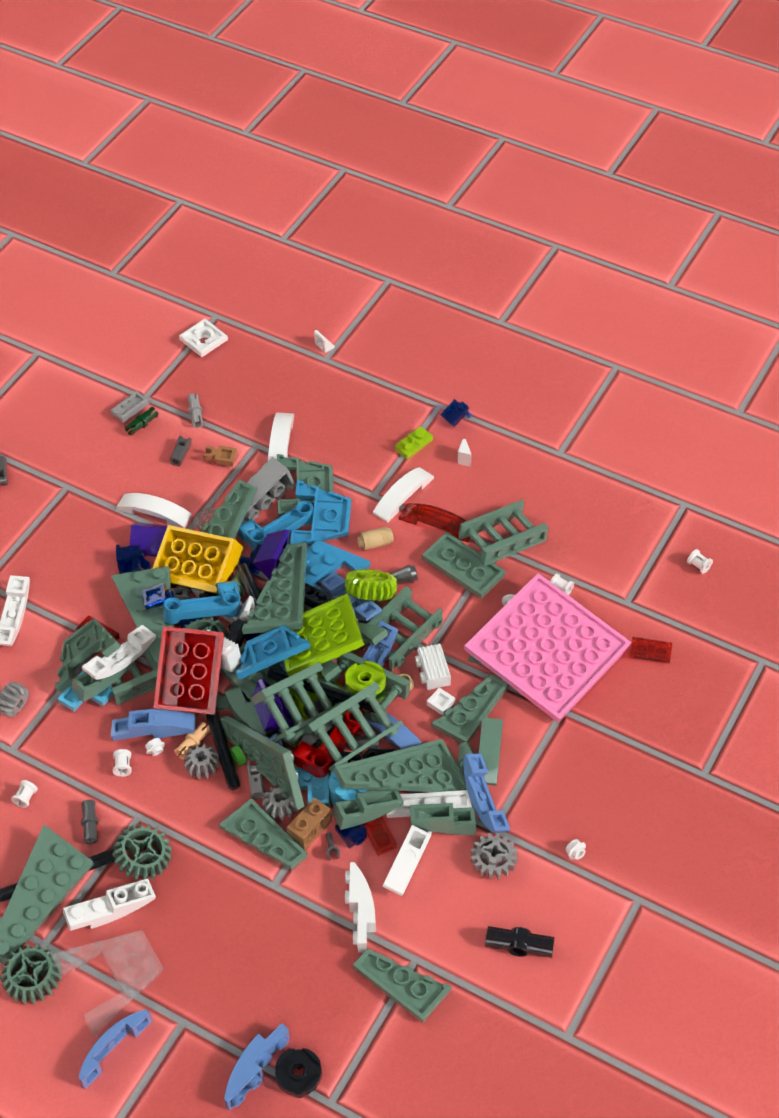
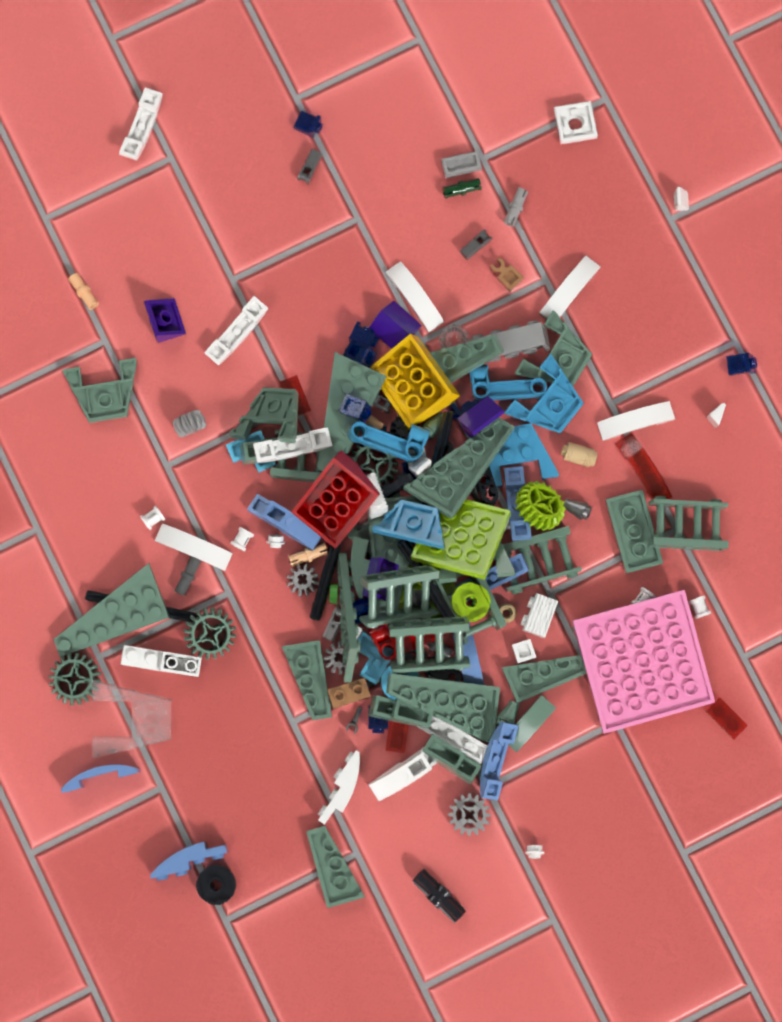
camera: 30 degrees right, 30 degrees up
(75, 793) = (193, 546): none -> white slope
(414, 442) = (683, 370): lime plate -> none

